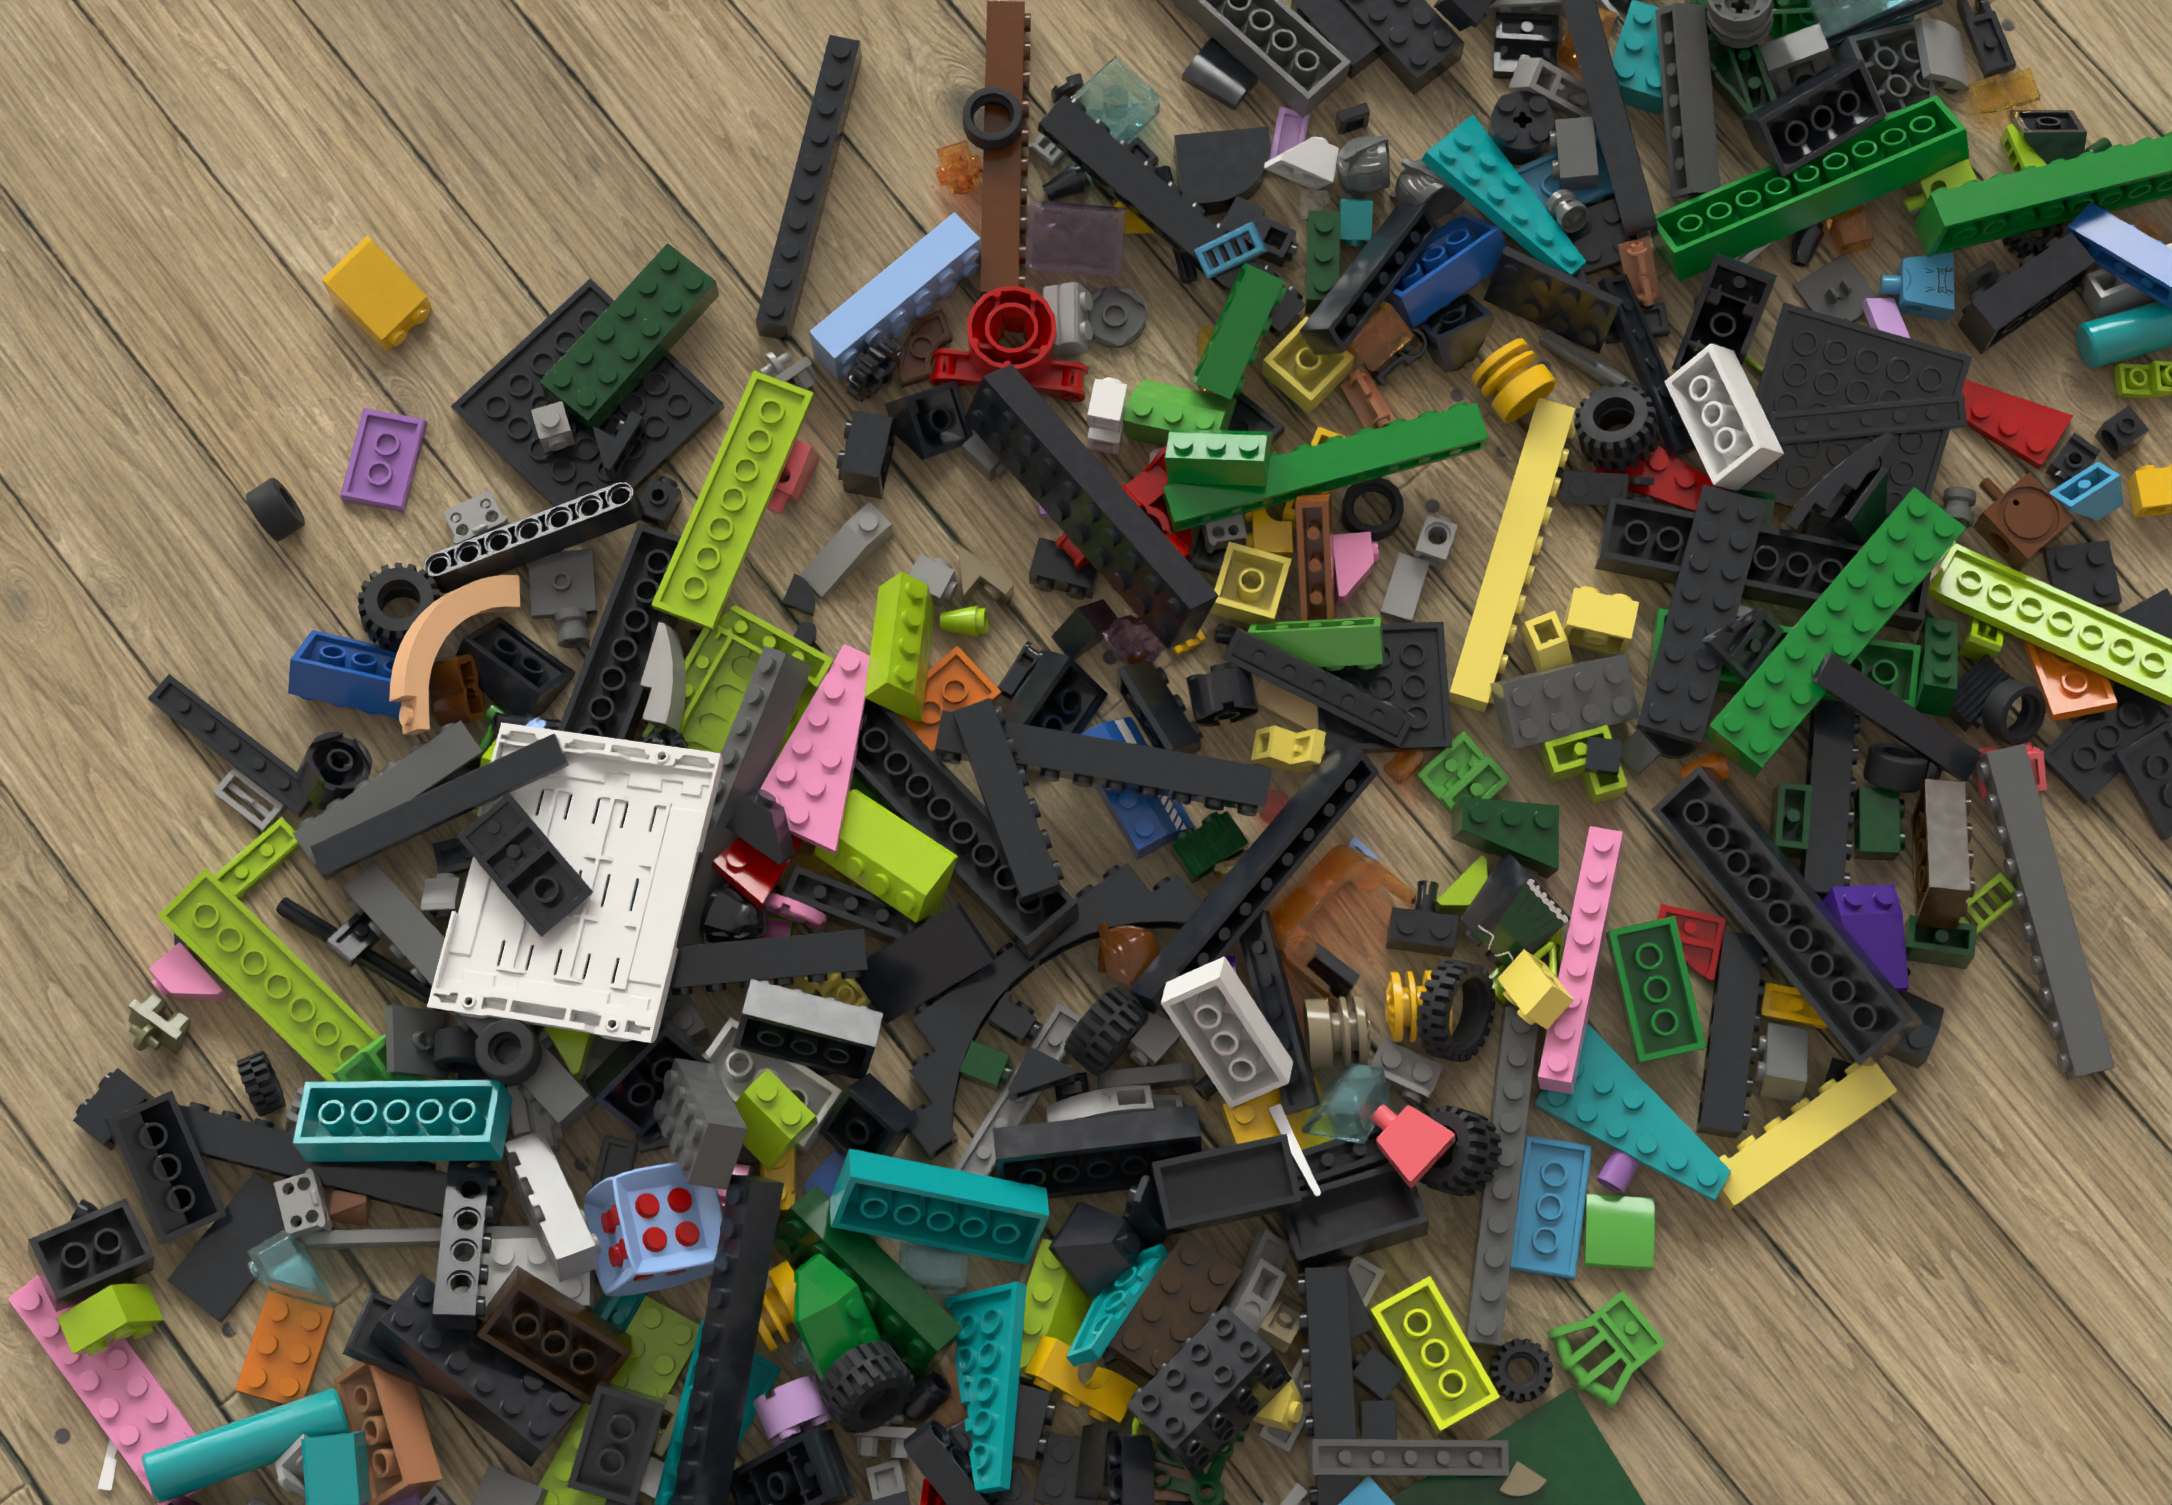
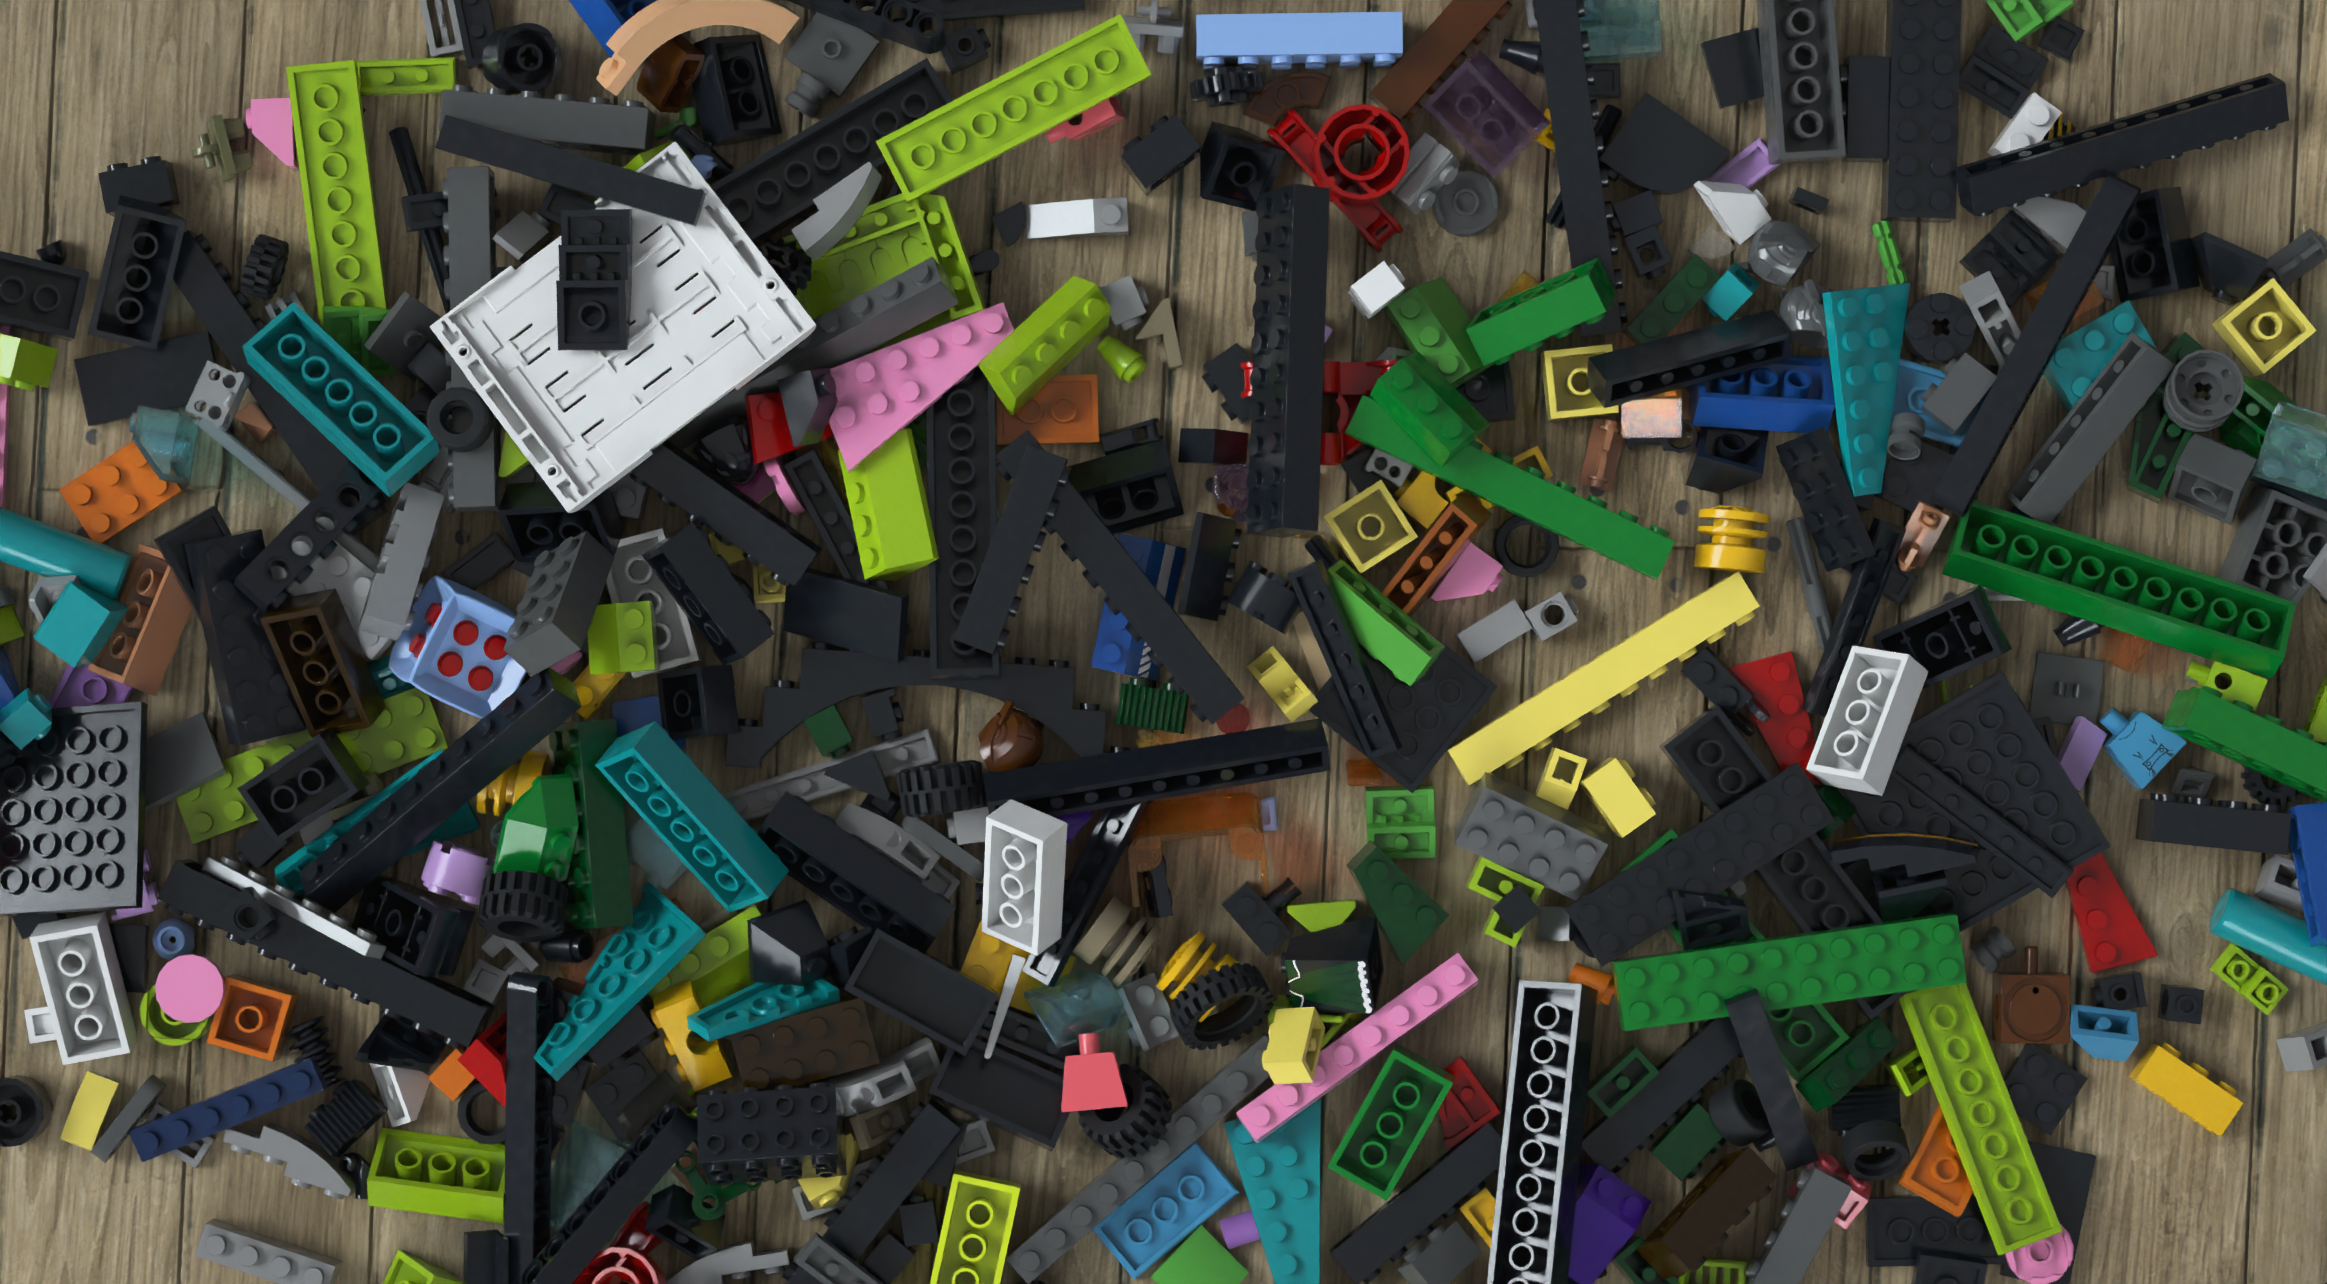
camera: 45 degrees right, 15 degrees up
(1235, 261) = (1627, 244): dark azure slope -> none
(1438, 107) = (1889, 252): none -> bright green axle
(1615, 407) = (1783, 627): black tyre -> none
(1814, 116) = (2177, 535): black slope -> none

